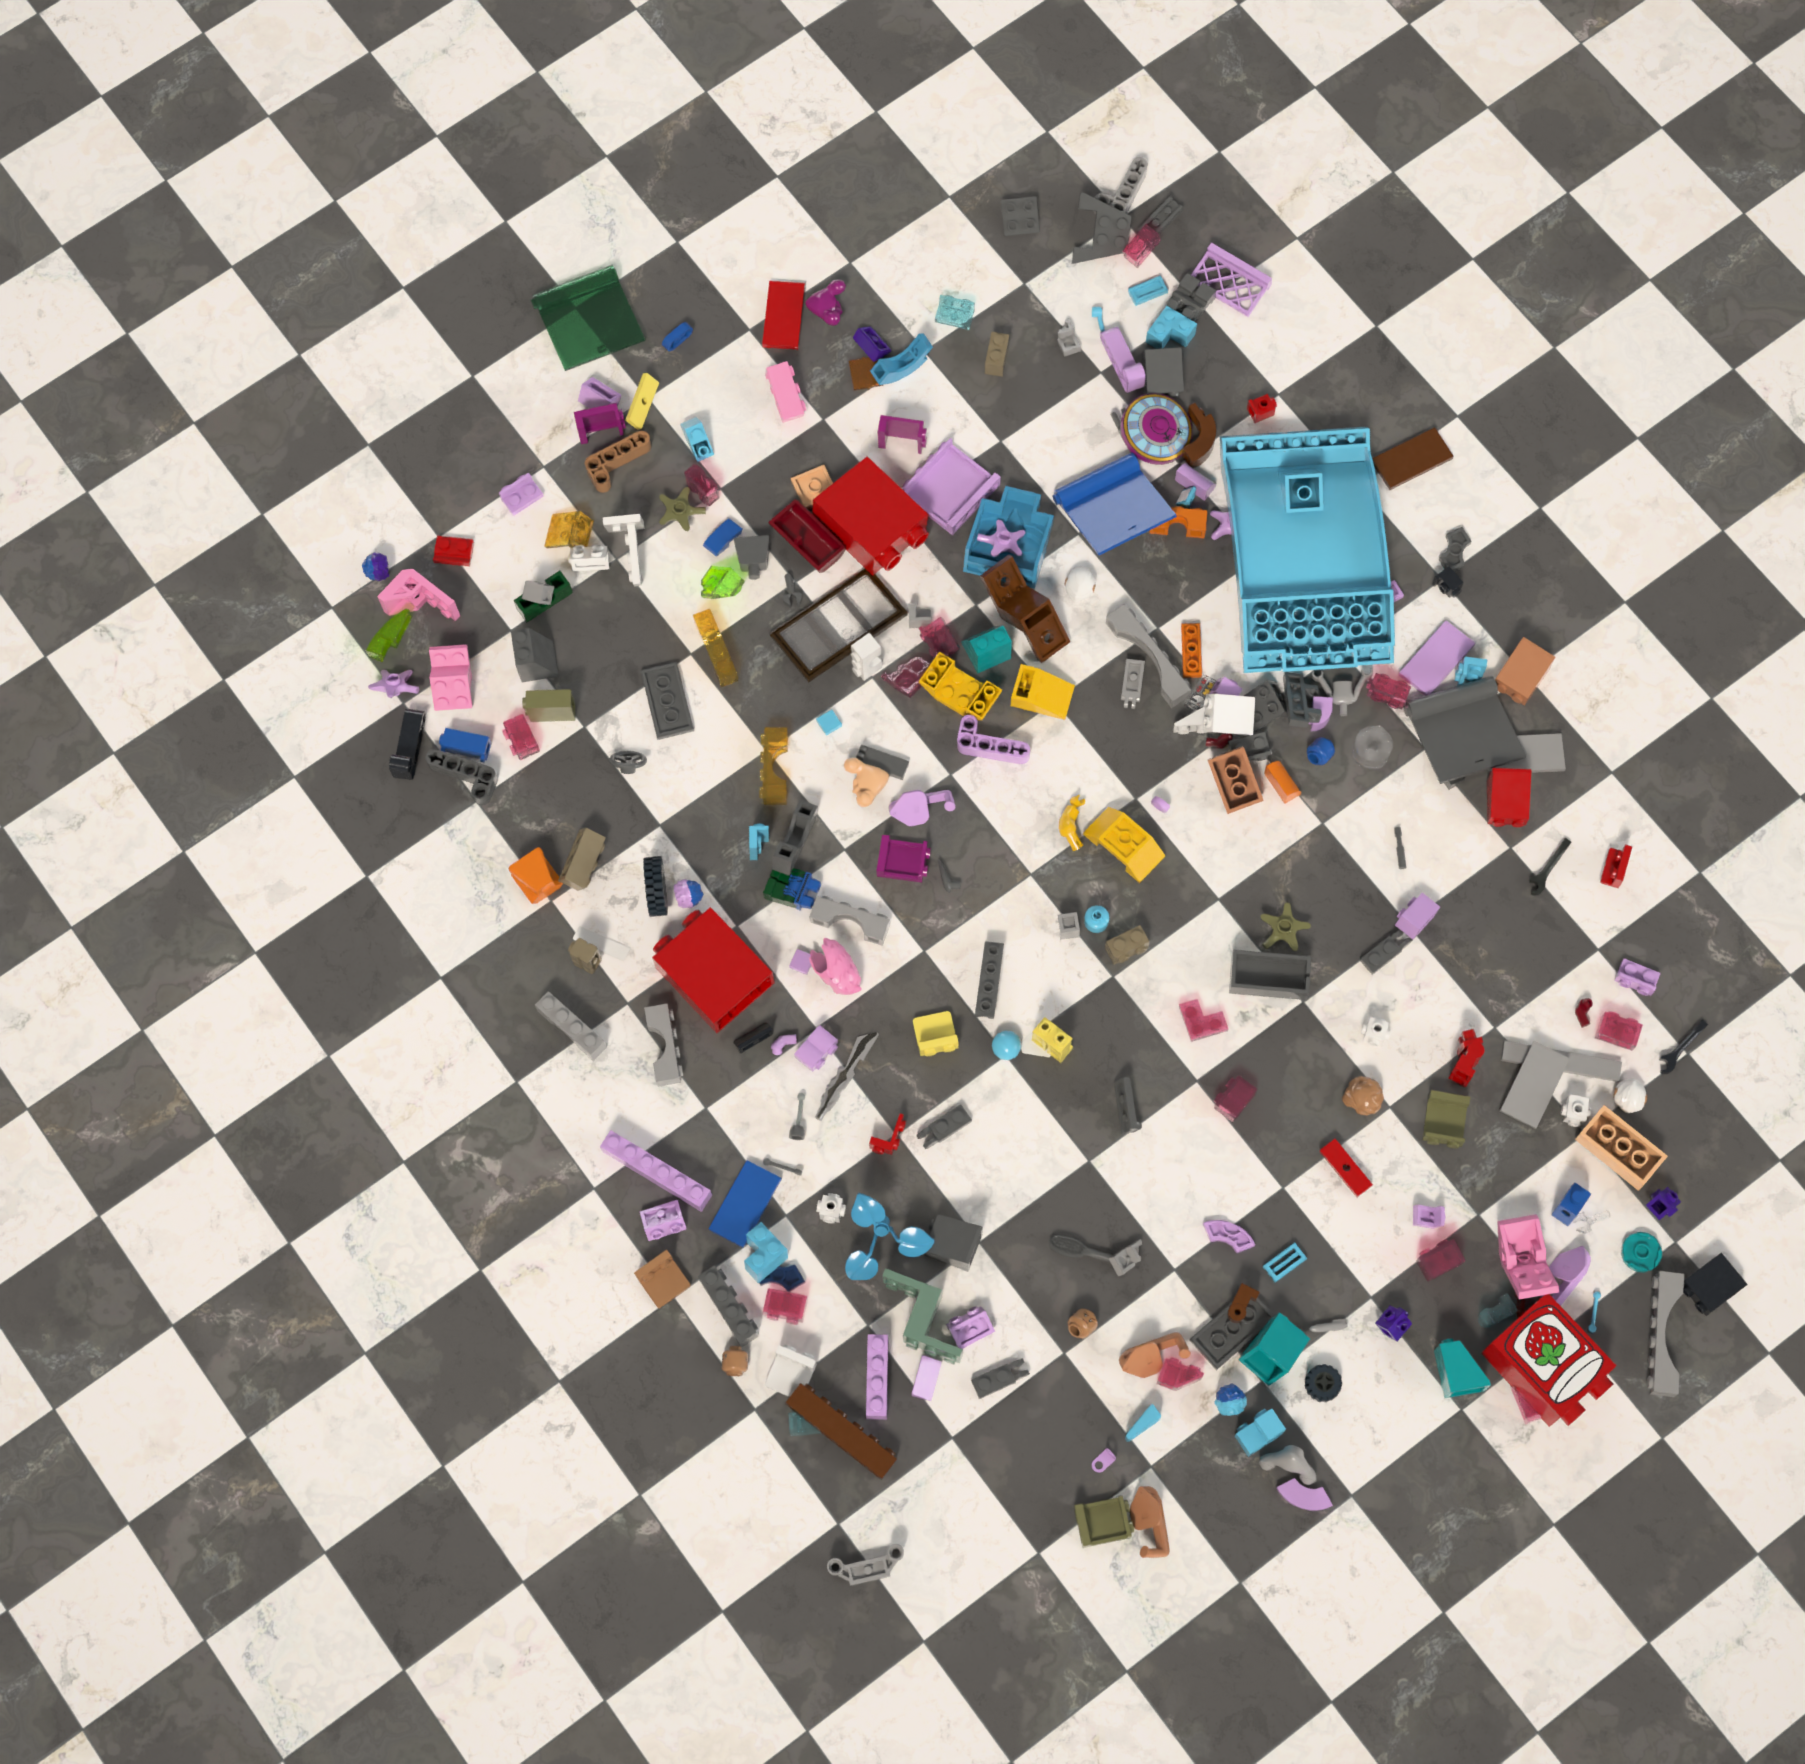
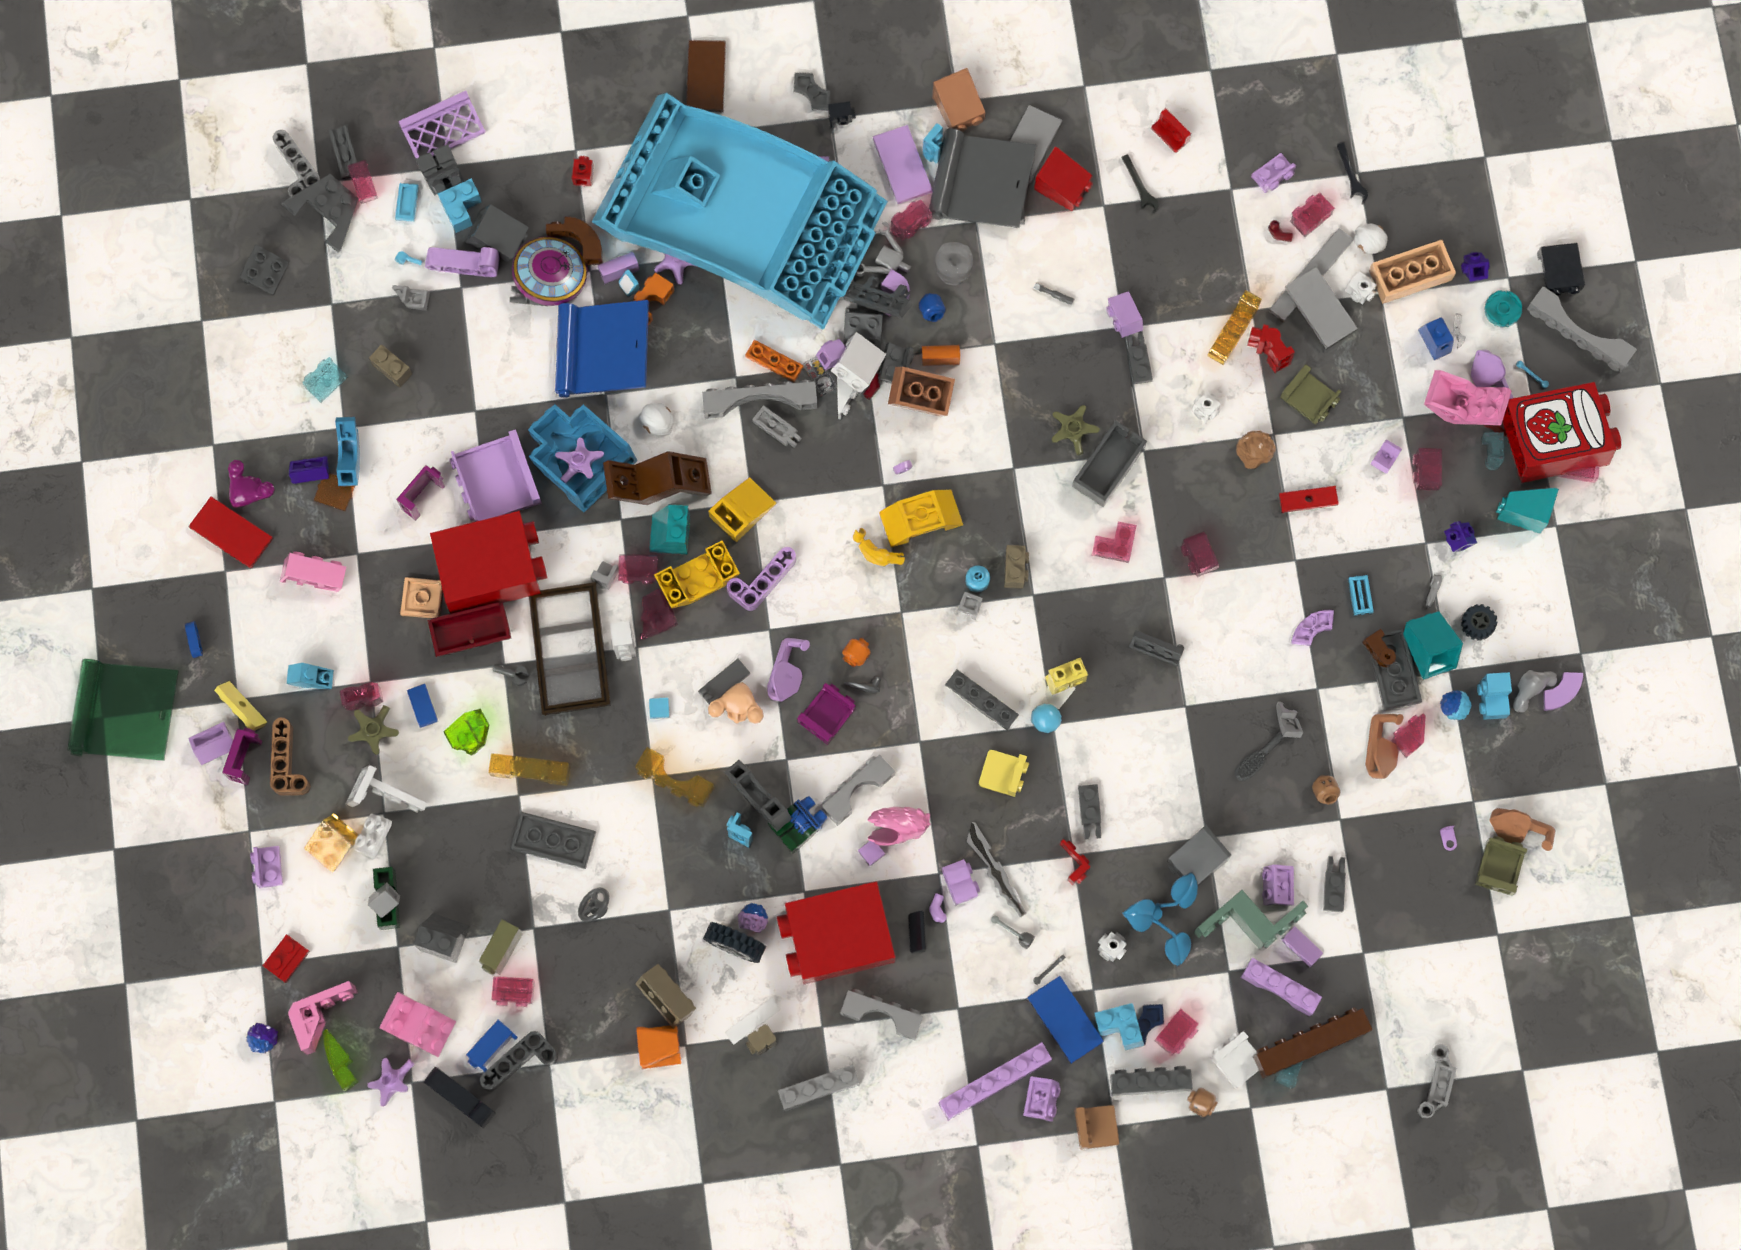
camera: 65 degrees left, 5 degrees up
(752, 554) = (456, 688): dark grey torso -> none
(970, 853) = (856, 652): none -> orange head
(1147, 1419) = (1435, 782): medium azure slope -> none
(1466, 1018) = (1235, 327): none -> clear yellow beam

